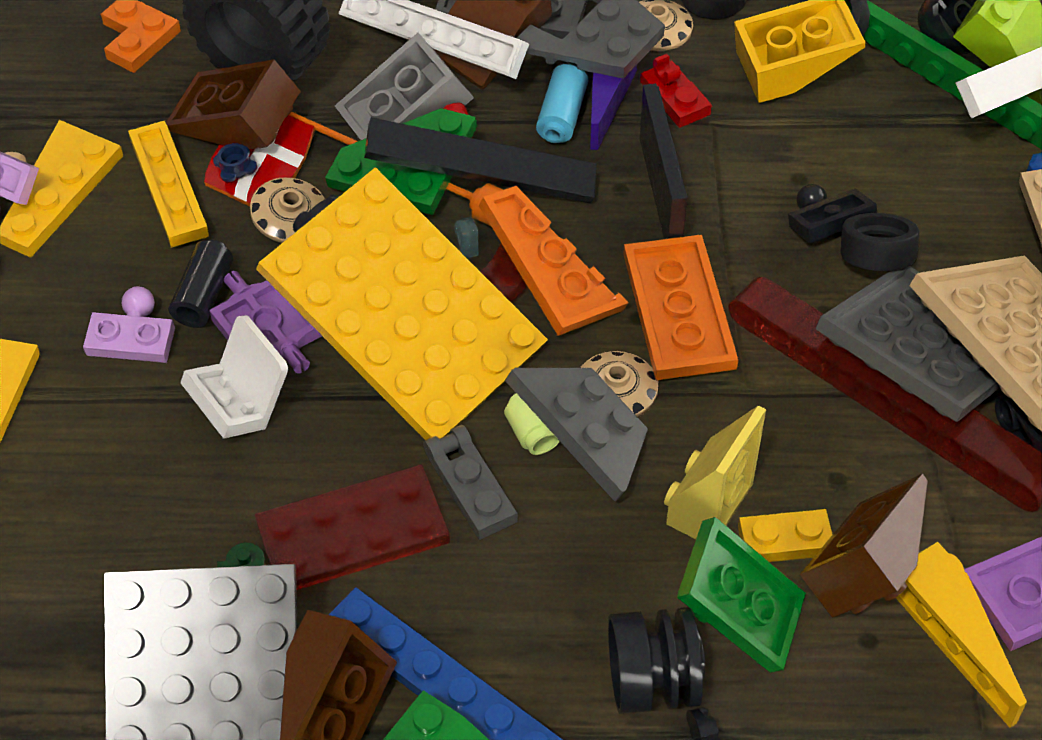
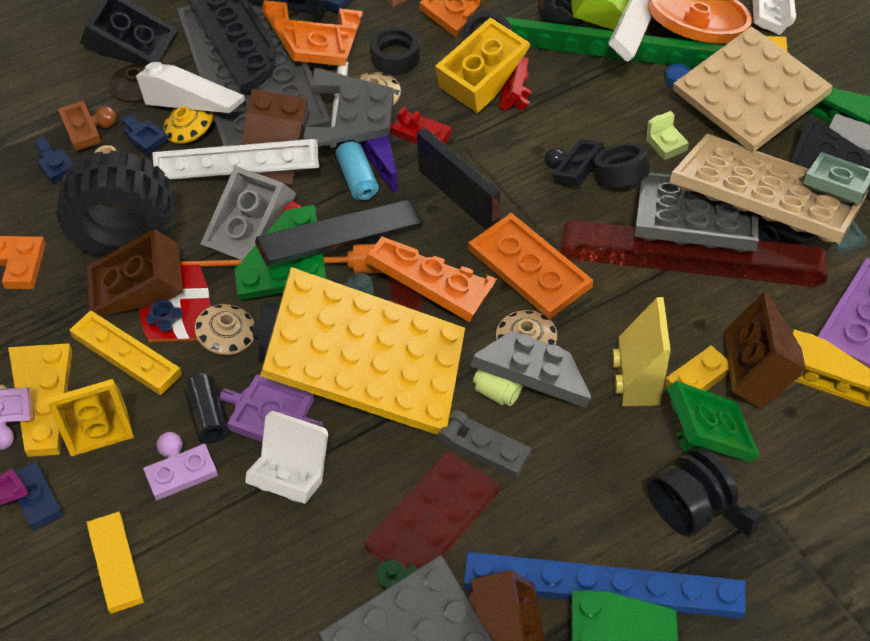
camera: 30 degrees left, 0 degrees up
(73, 228) = (91, 417): none -> yellow slope
(818, 96) = (513, 91): none -> red plate
(969, 233) = (665, 137): none -> yellowish green bracket

